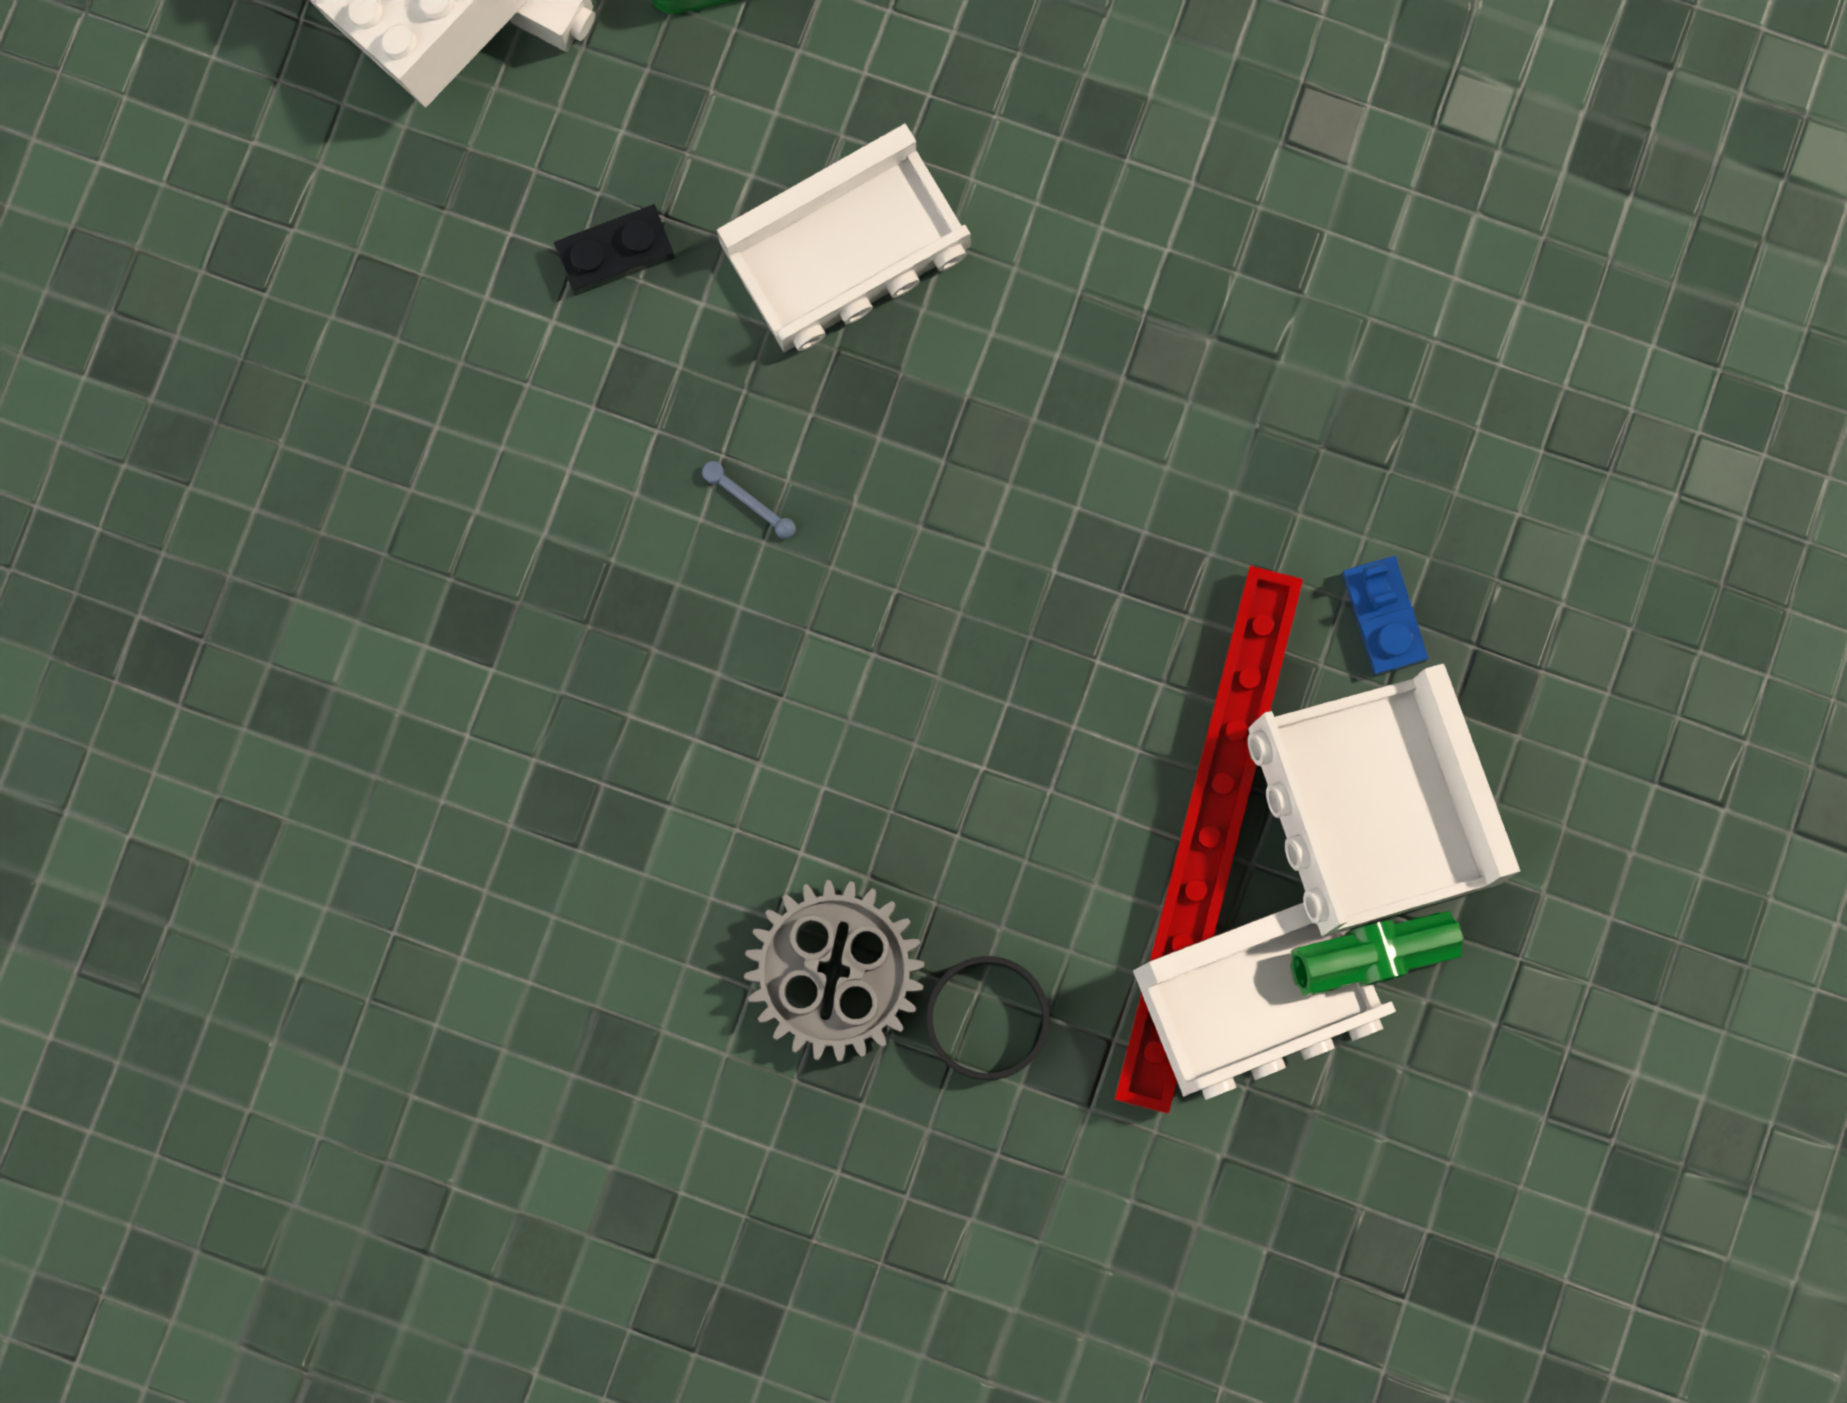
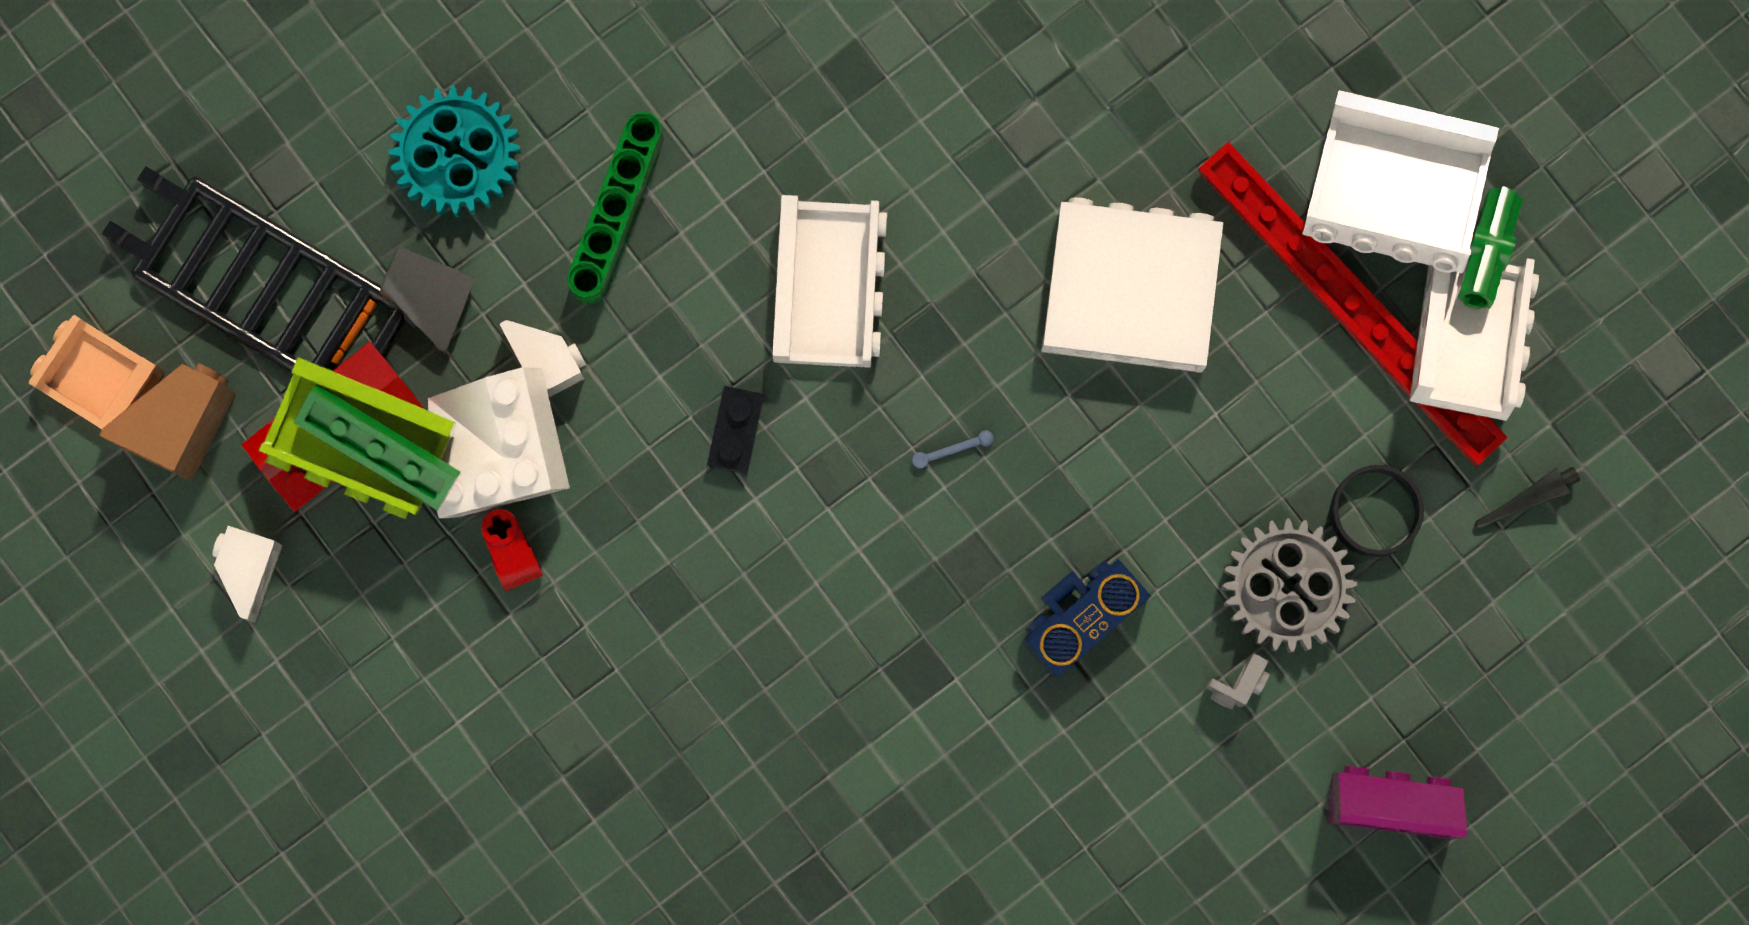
camera: 60 degrees left, 0 degrees up
(315, 97) = (511, 556): none -> red piece
(658, 1248) = (1397, 804): none -> magenta slope
(669, 776) = (1073, 632): none -> dark blue piece
(697, 995) = (1250, 680): none -> light grey bracket
(1064, 575) = (1133, 285): none -> white panel
(1139, 1196) = (1547, 488): none -> pearl dark grey piece
(1384, 616) = (1280, 108): blue plate -> none

